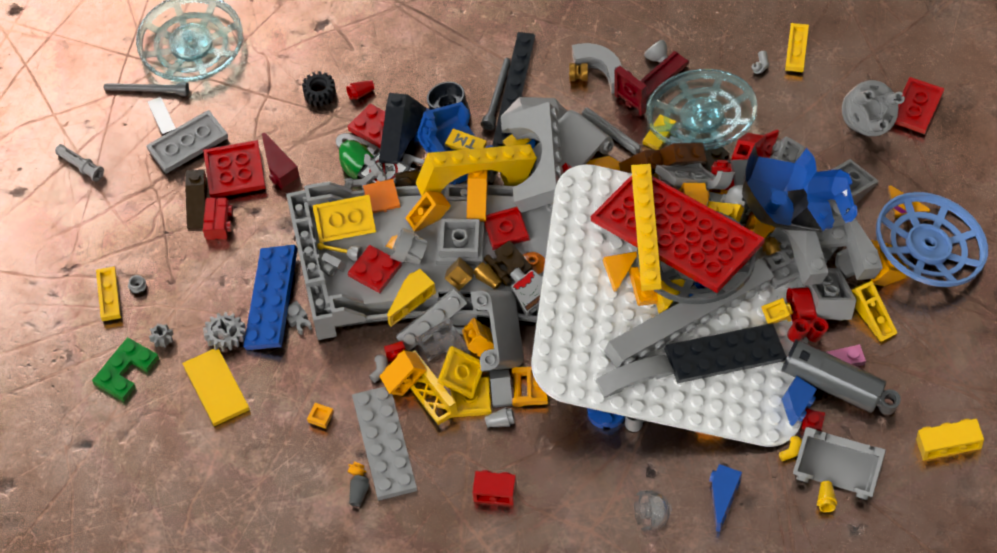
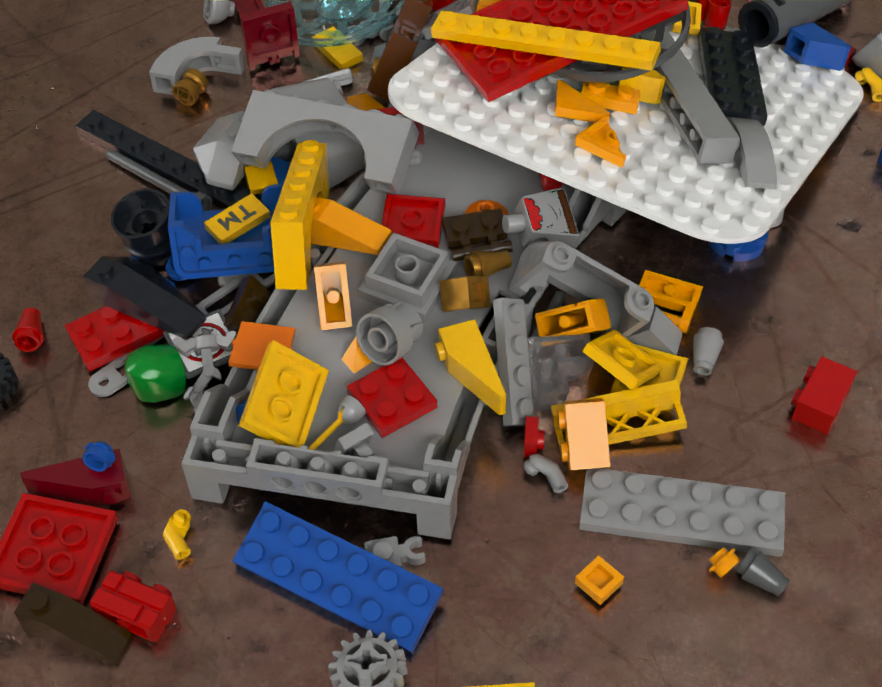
camera: 70 degrees left, 5 degrees down
(266, 217) = (175, 533): none -> yellow arm
(284, 158) = (98, 456): none -> blue plate
(588, 290) = (602, 142): none -> light orange tile

